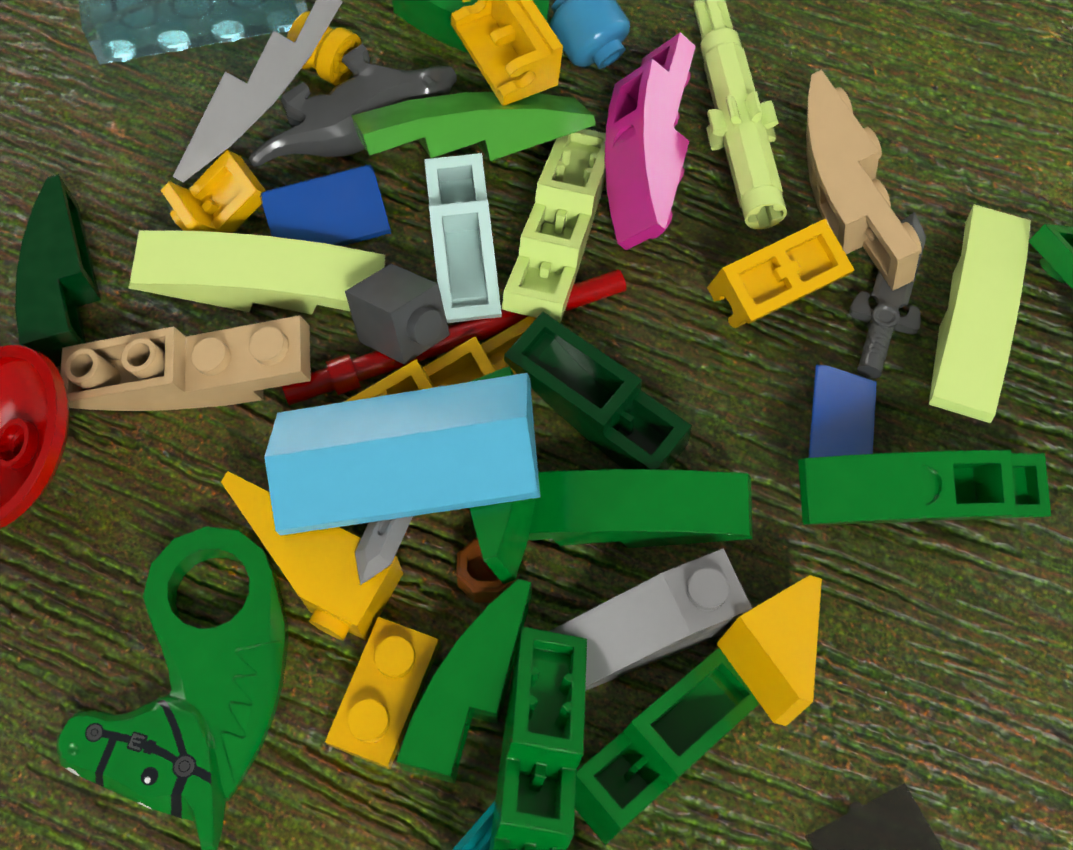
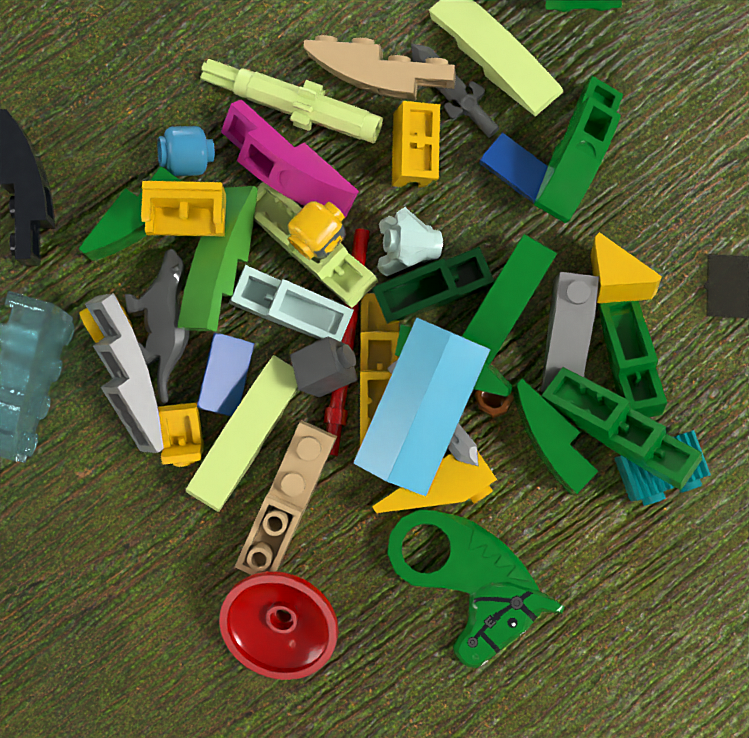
camera: 65 degrees left, 15 degrees up
(53, 273) = (181, 552): dark green slope -> none
(383, 693) = (528, 484): yellow plate -> none
(576, 197) = (316, 230): none -> yellow head
(640, 333) = (407, 242): none -> light aqua rock

